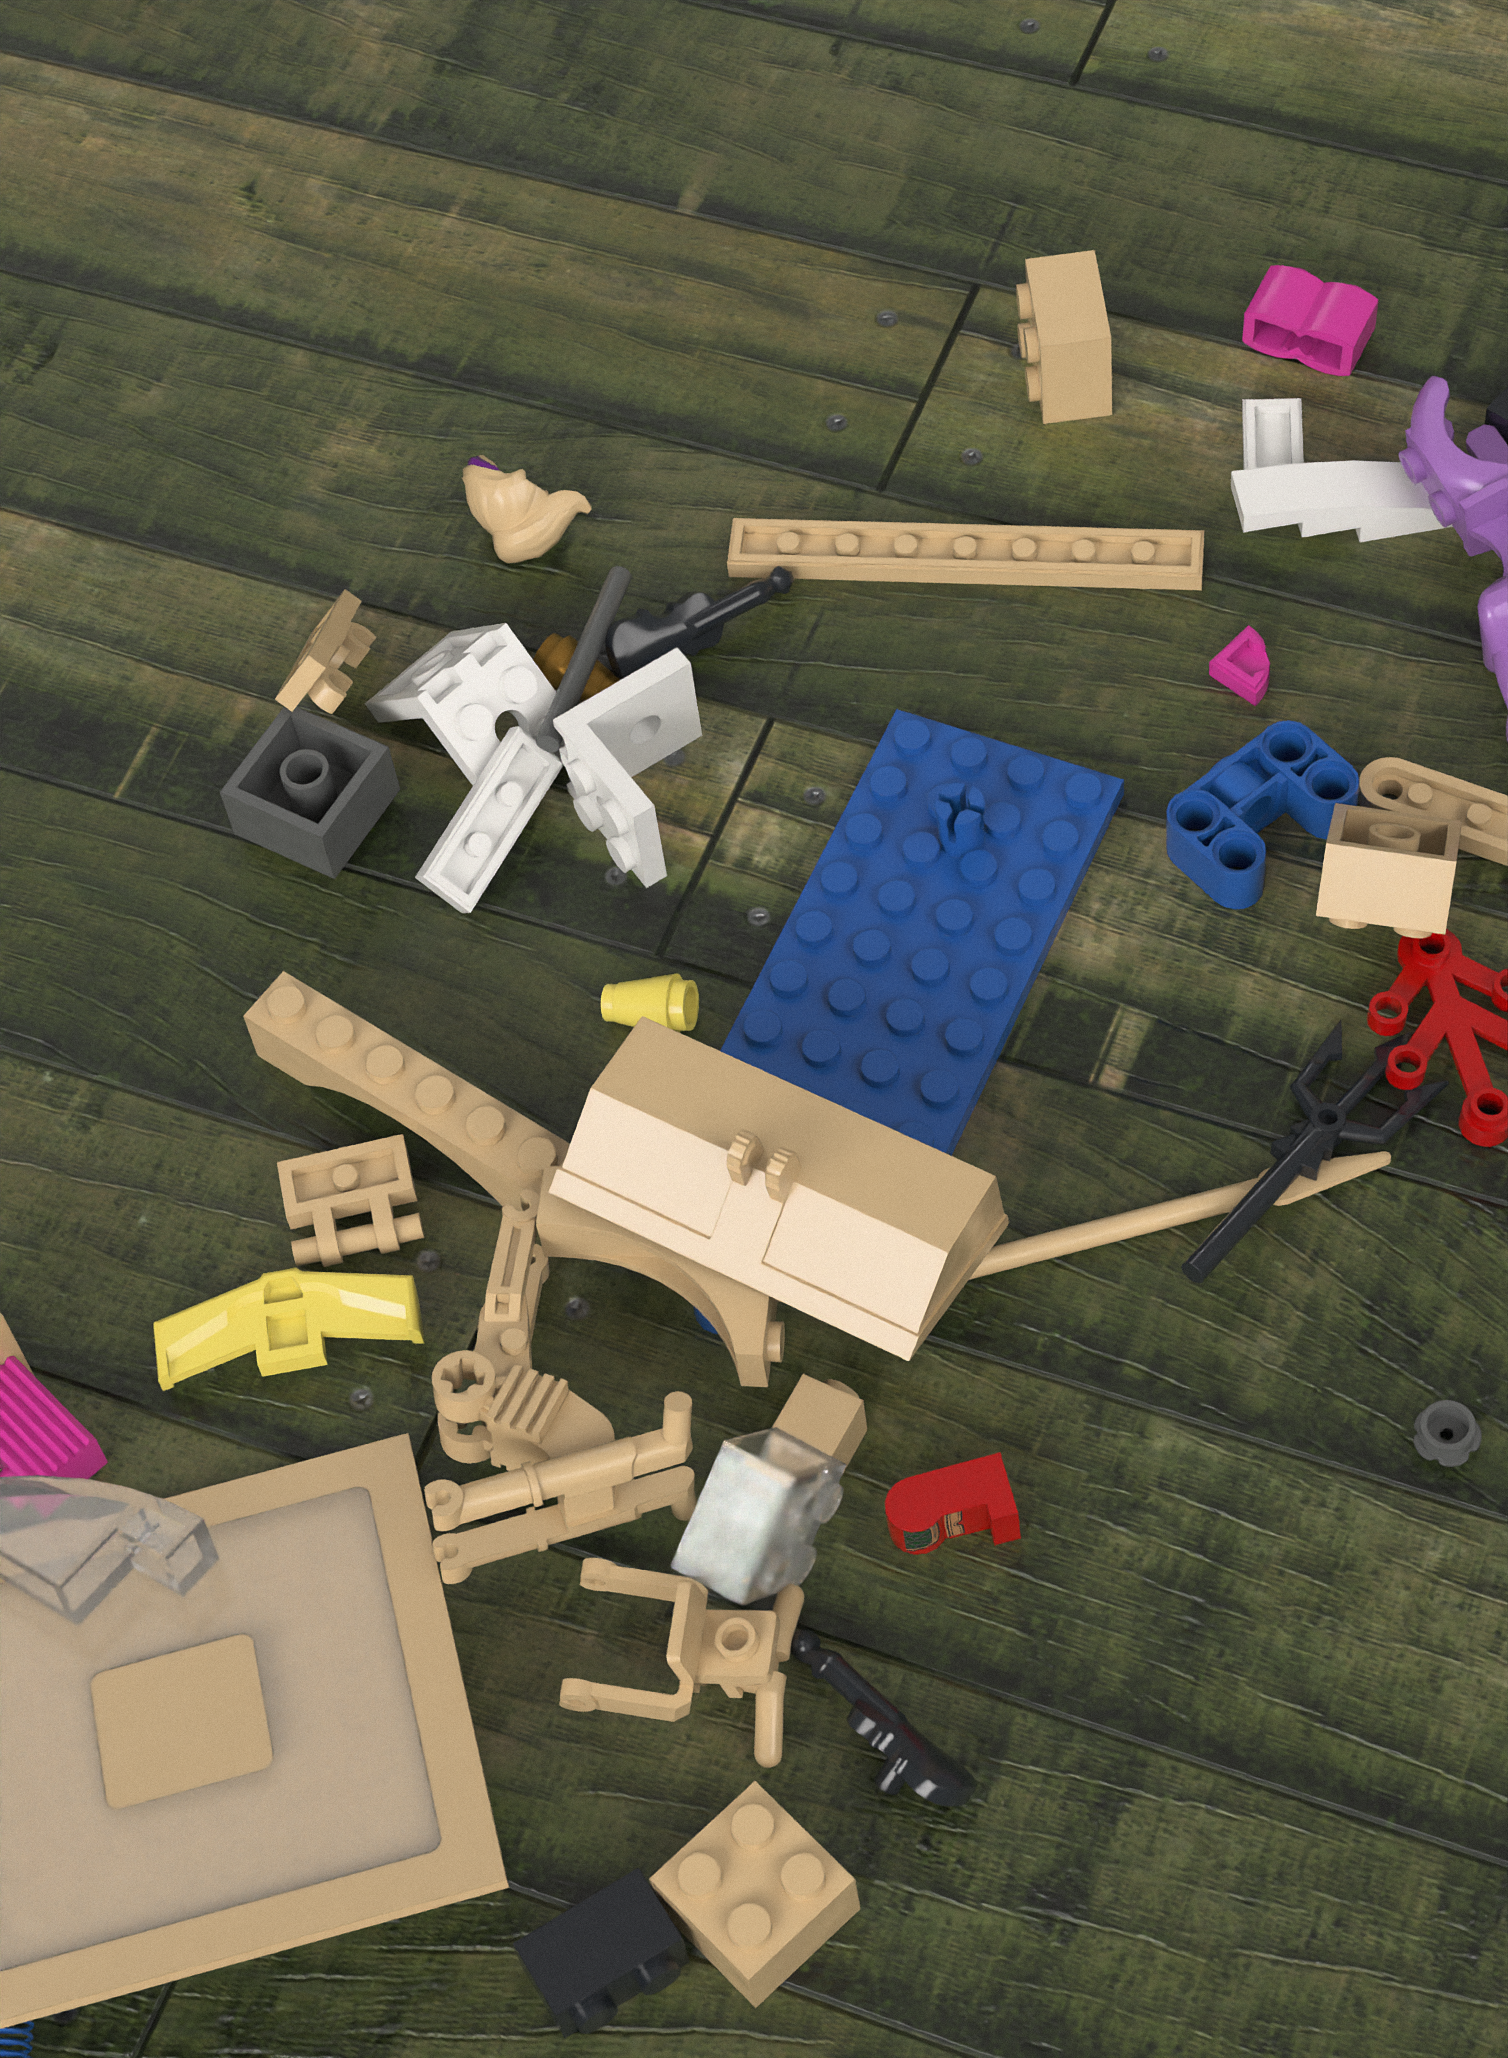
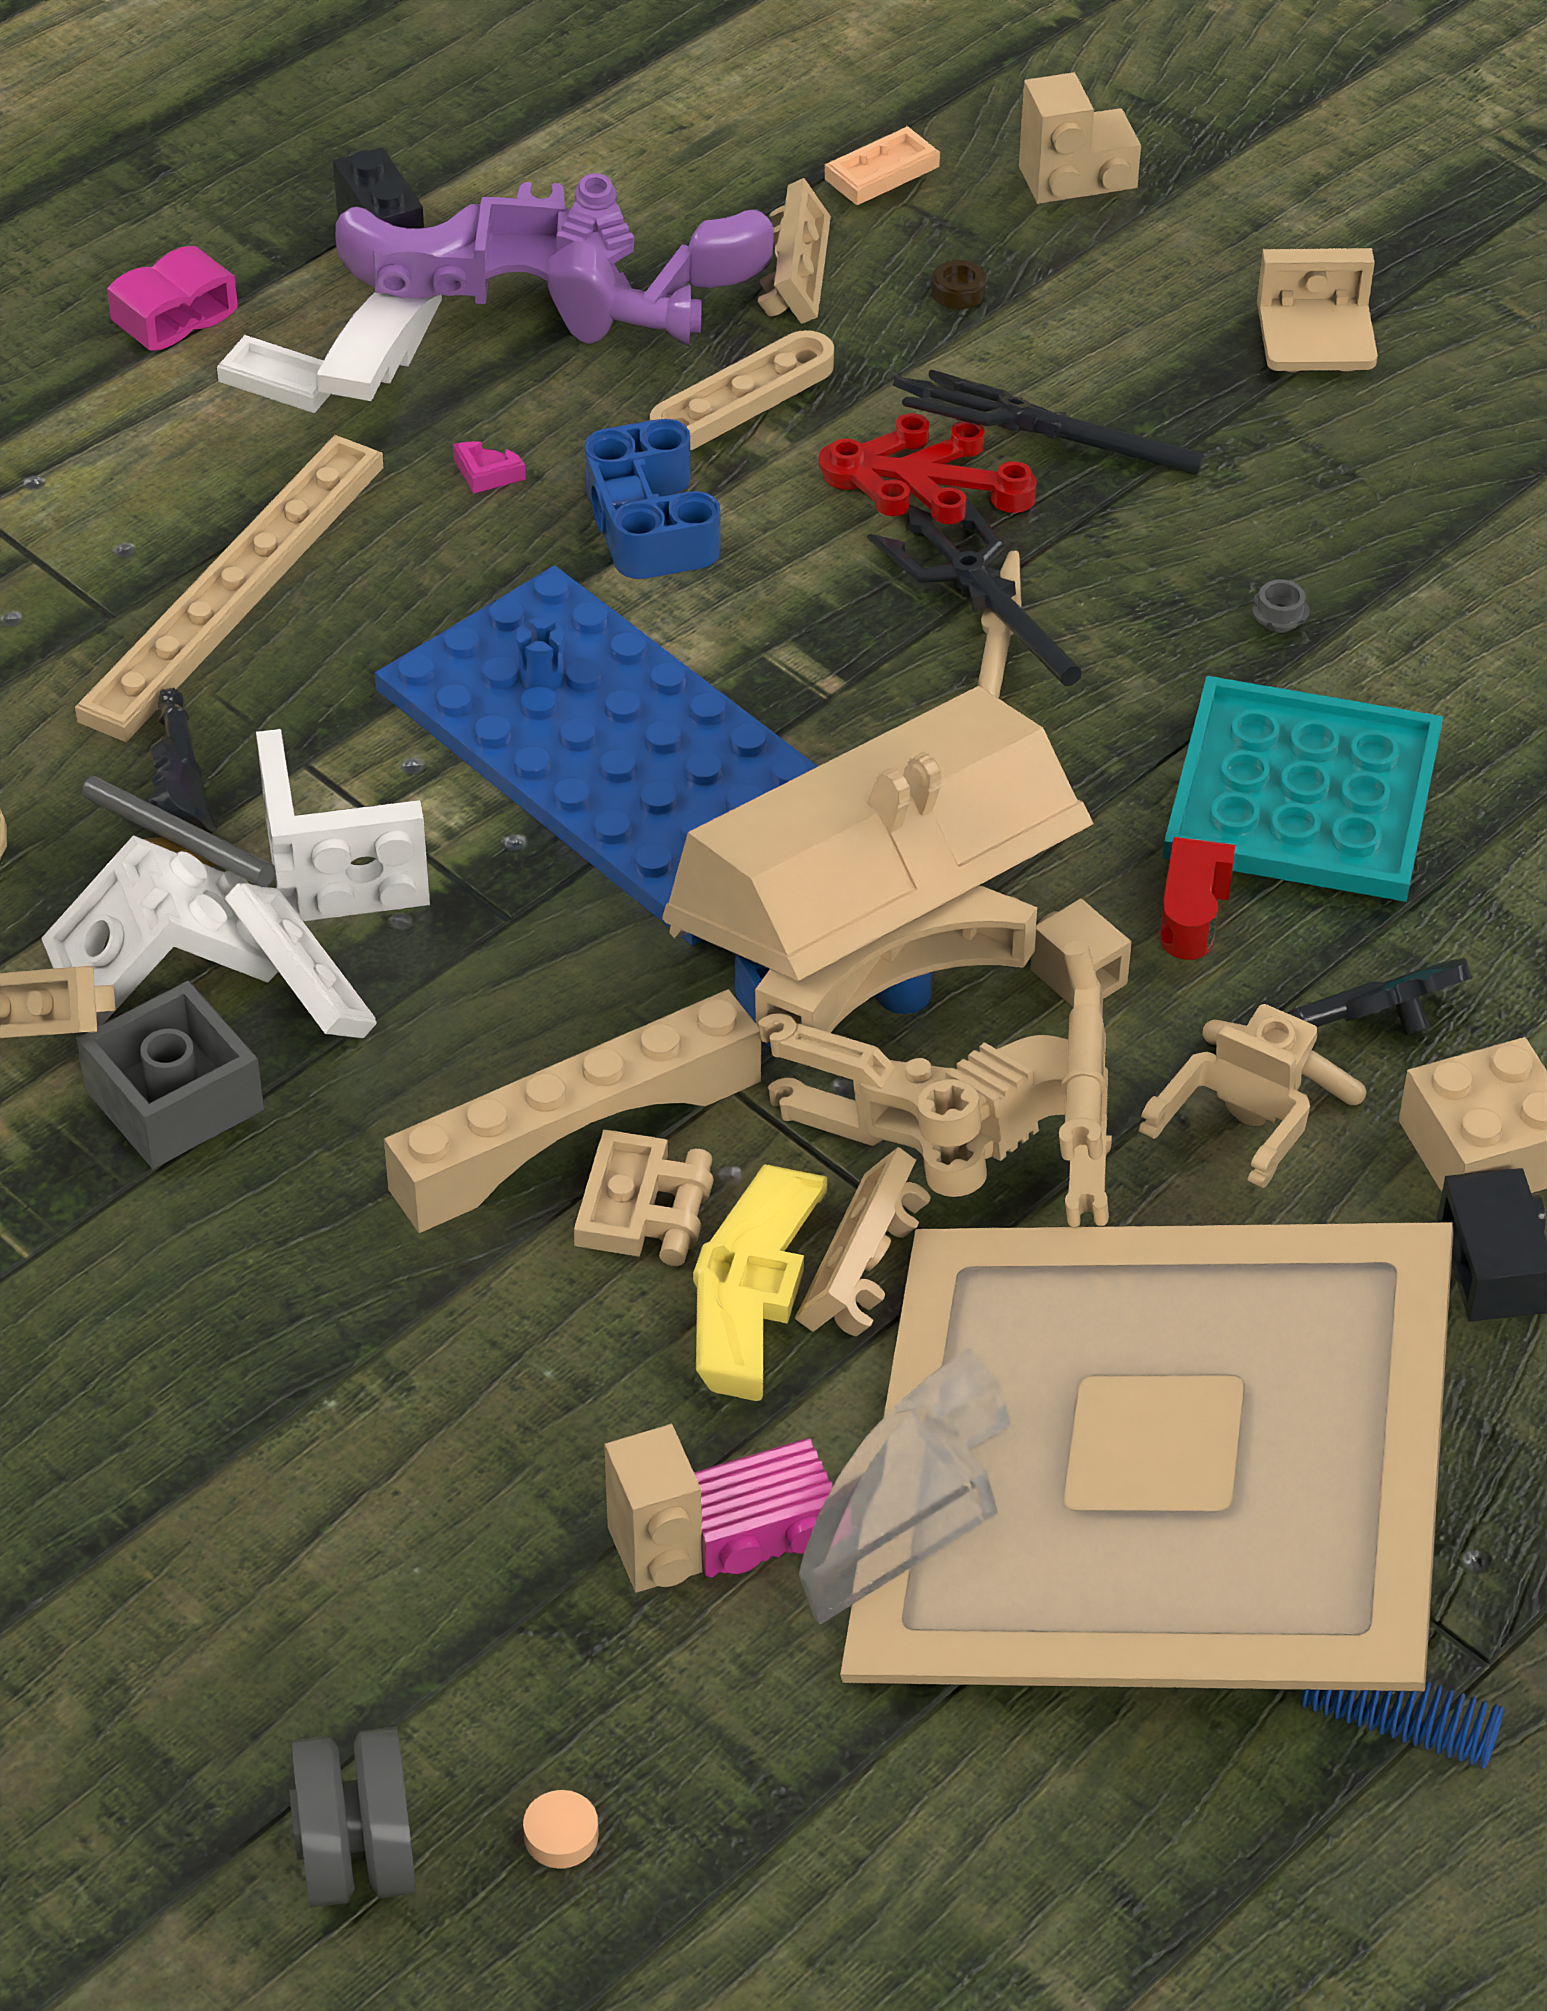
camera: 75 degrees left, 10 degrees down
(360, 1394) = (862, 1244): none -> tan plate
(661, 999) = (575, 923): light yellow cone -> none
(760, 1515) = (1170, 981): clear brick -> none
(1065, 337) = (82, 419): tan brick -> none
(1174, 1555) = (1307, 786): none -> teal plate
(1388, 870) = (776, 432): tan brick -> none

